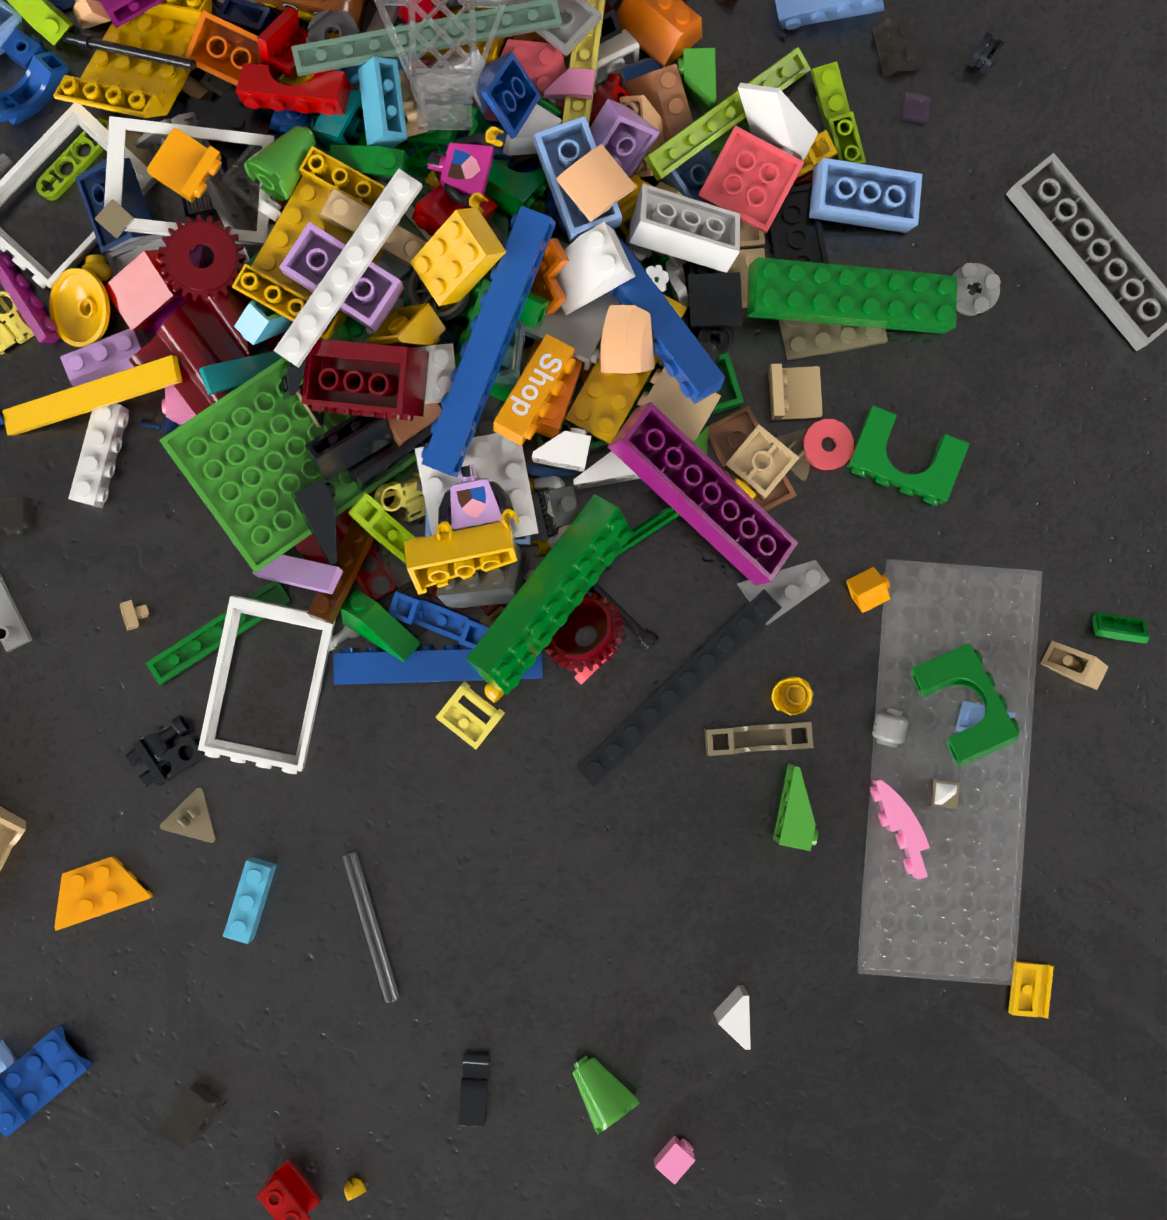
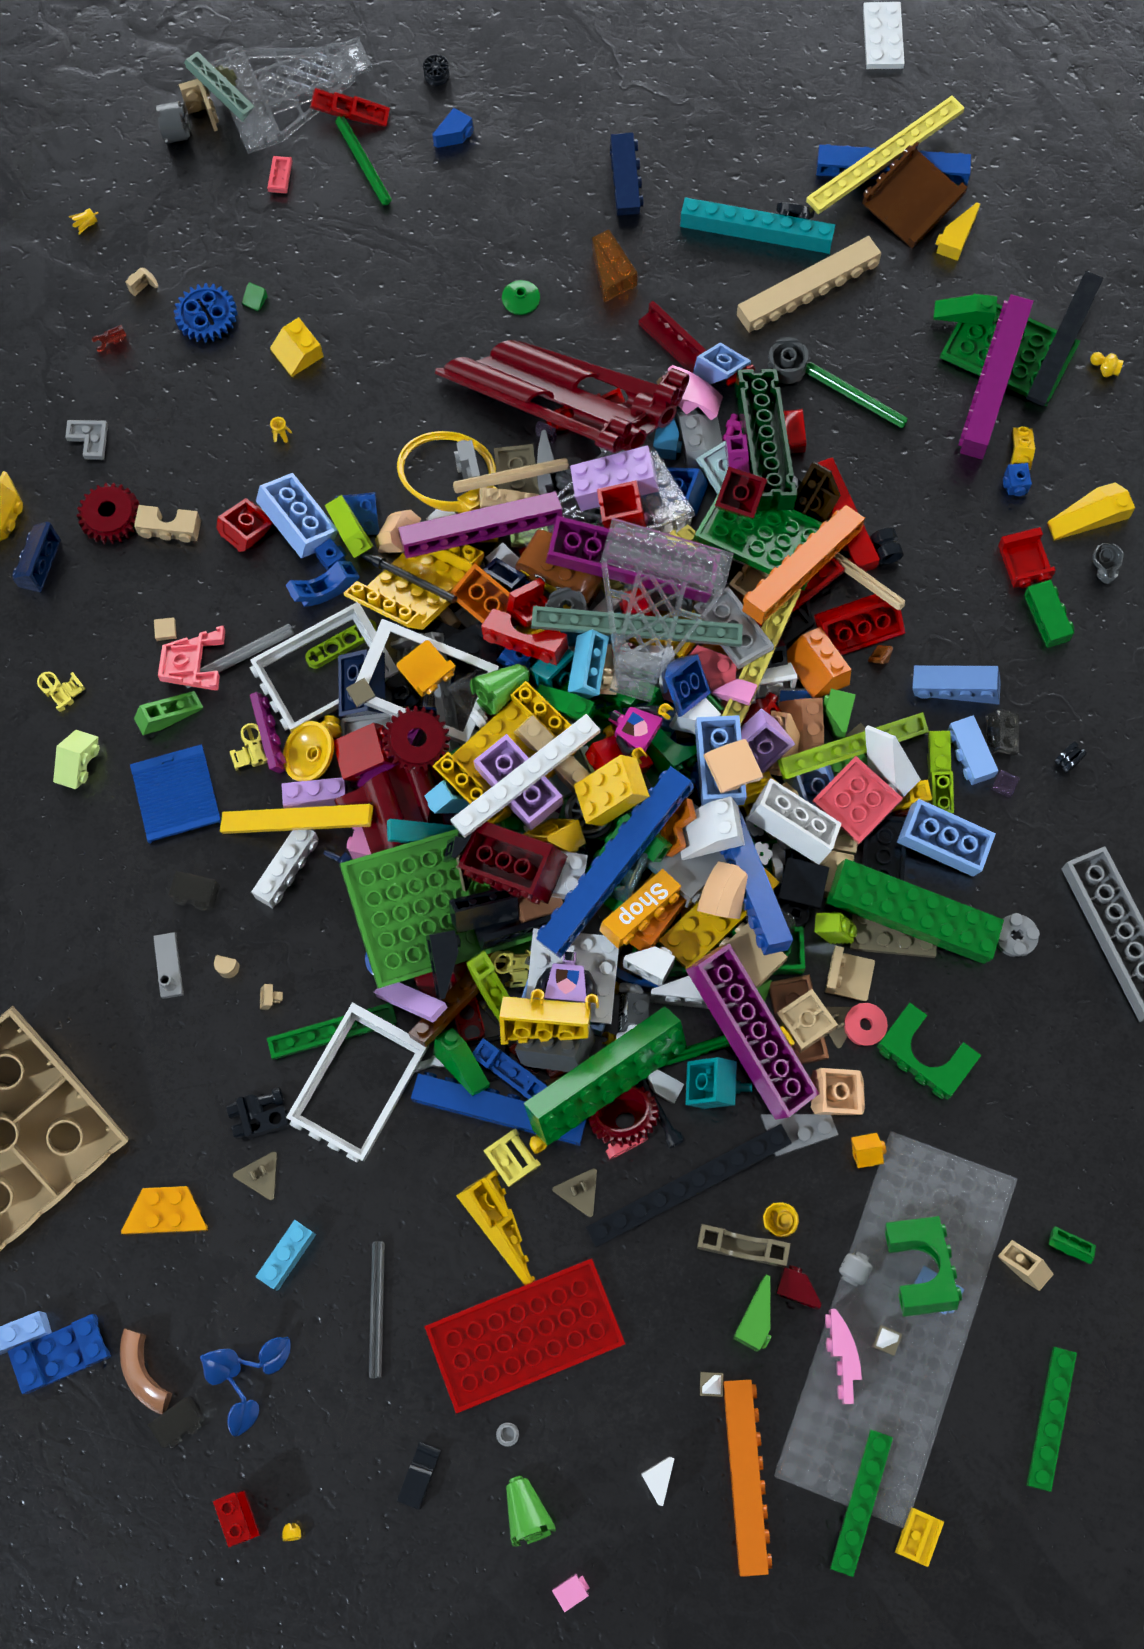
camera: 20 degrees right, 15 degrees down
(70, 594) = (226, 966): none -> tan brick
(127, 1078) = (136, 1375): none -> nougat brick
(157, 199) = (396, 686): none -> black dish
(213, 1050) = (225, 1364): none -> blue plant
(462, 780) = (489, 1209): none -> yellow wedge
(543, 906) = (524, 1335): none -> red plate
(557, 729) = (579, 1191): none -> dark tan piece
(557, 1016) = (507, 1434): none -> light grey plate
(620, 583) = (665, 1086): none -> white slope
(674, 565) = (713, 1083): none -> teal piece
(764, 896) = (711, 1384): none -> tile
(765, 342) = (835, 928): none -> lime brick
(819, 532) = (839, 1092): none -> light nougat slope
(828, 983) = (745, 1478): none -> orange brick
(830, 765) = (797, 1288): none -> dark red slope
(868, 78) = (972, 750): none -> light blue brick
(961, 974) = (861, 1503): none -> green plate
(1141, 822) = (1051, 1419): none -> green plate

